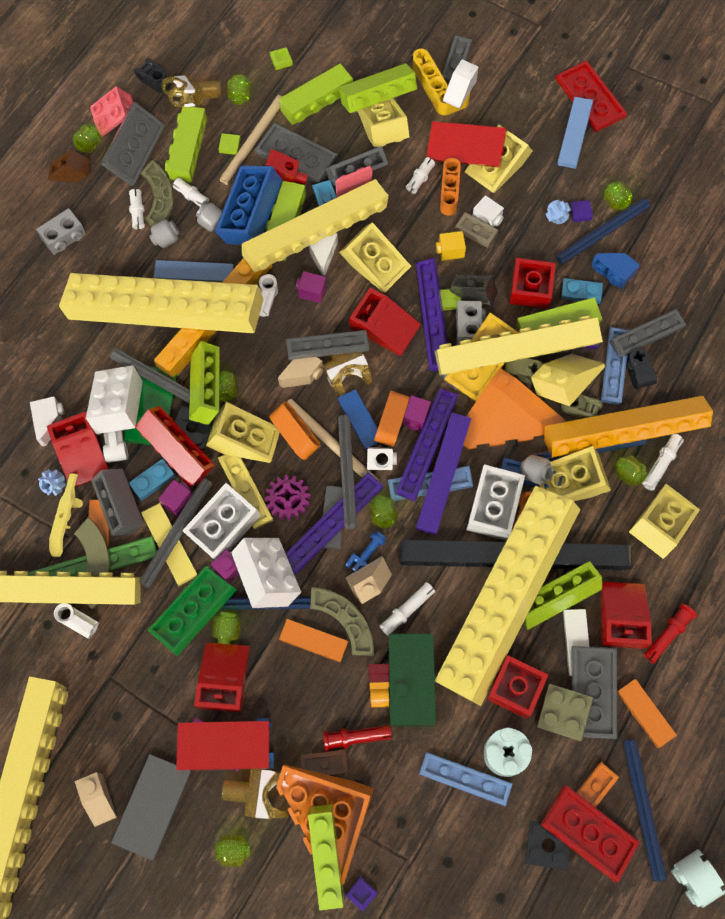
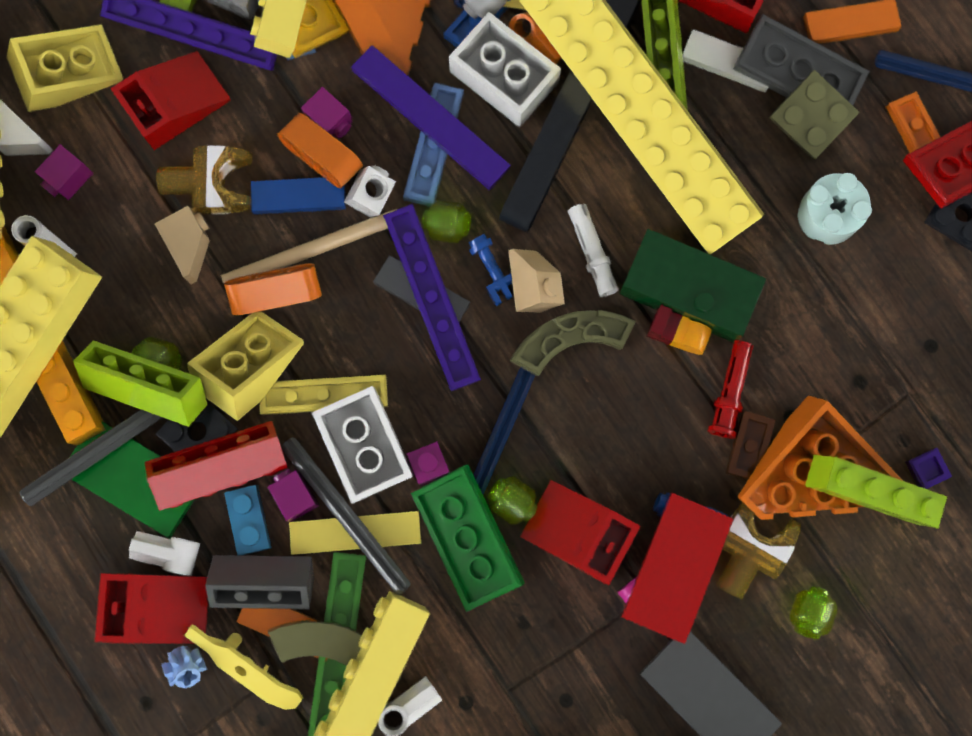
camera: 65 degrees left, 10 degrees up
(45, 413) = (73, 637): white slope -> none
(114, 399) = (101, 524): white brick -> none
(265, 572) = (465, 412): white brick -> none
(295, 498) = (371, 328): magenta gear -> none
(313, 640) = (580, 391): orange tile -> none
(327, 344) = (168, 187): dark grey tile -> none
(347, 472) = (370, 242): dark grey axle -> none
(426, 444) = (379, 122): dark purple tile -> none
(465, 779) = (840, 277): medium blue tile -> none
(517, 687) = (762, 154): red brick -> none

